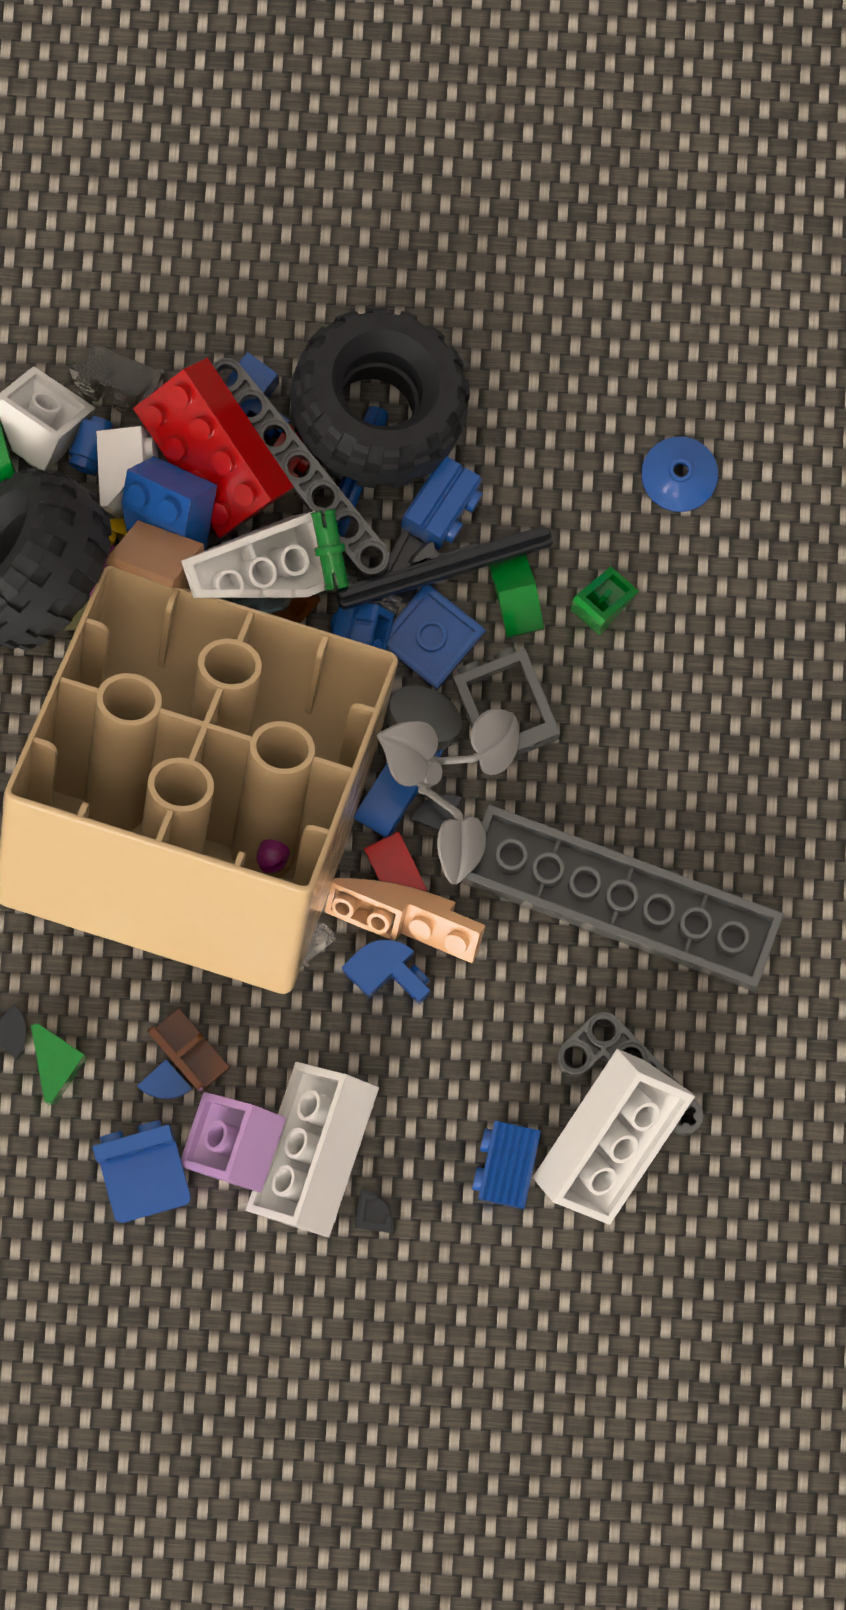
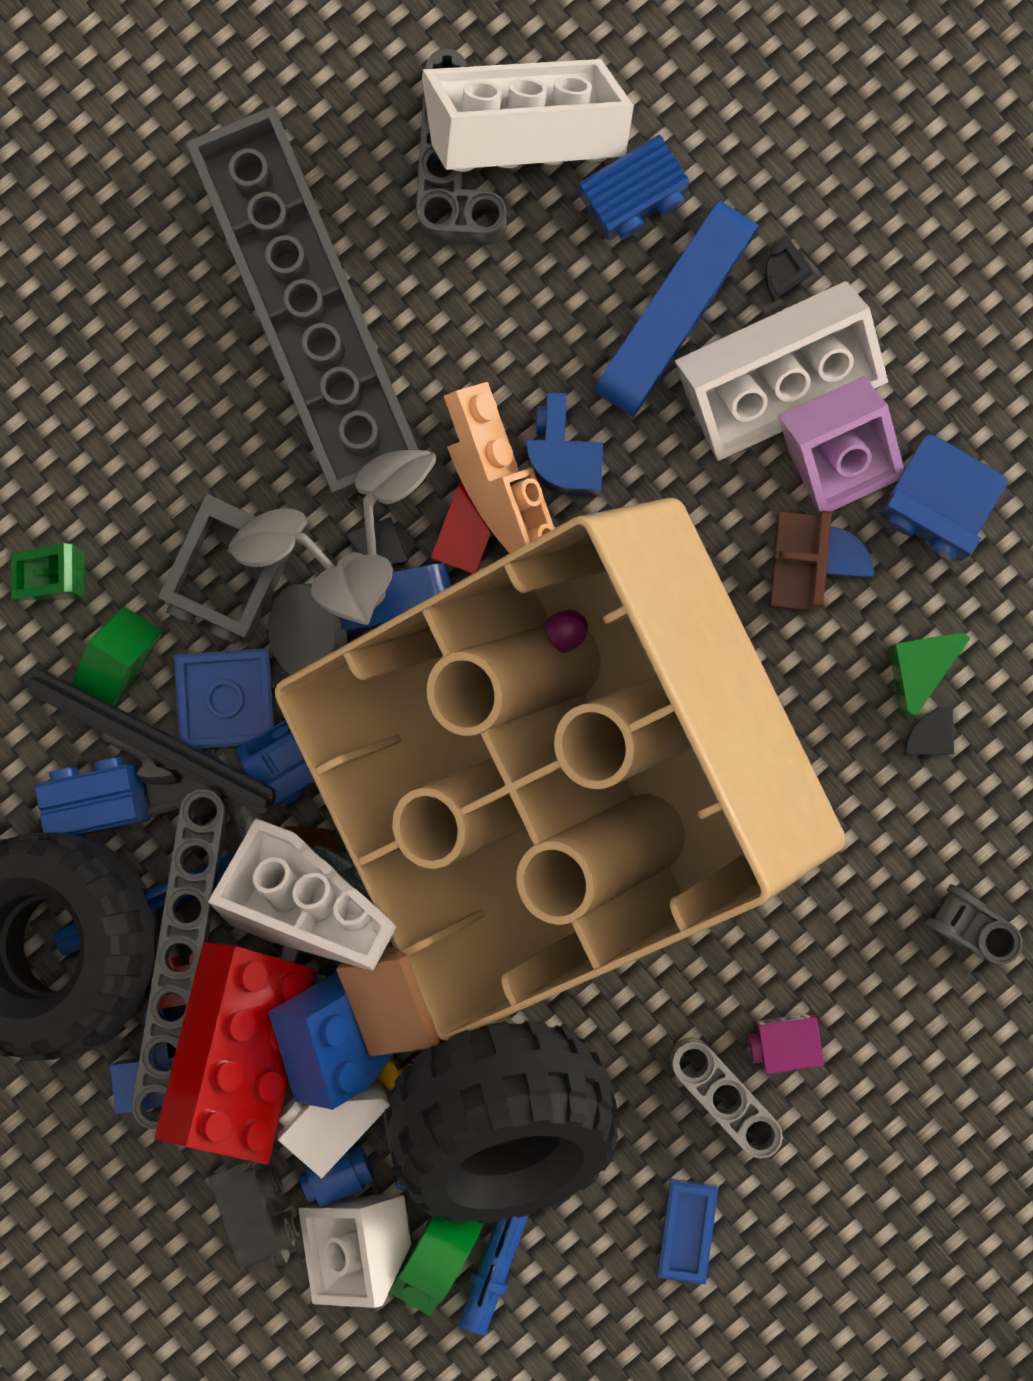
camera: 130 degrees left, 5 degrees up
(329, 549) = (230, 853): green pin -> none
(410, 1122) = (676, 308): none -> blue beam

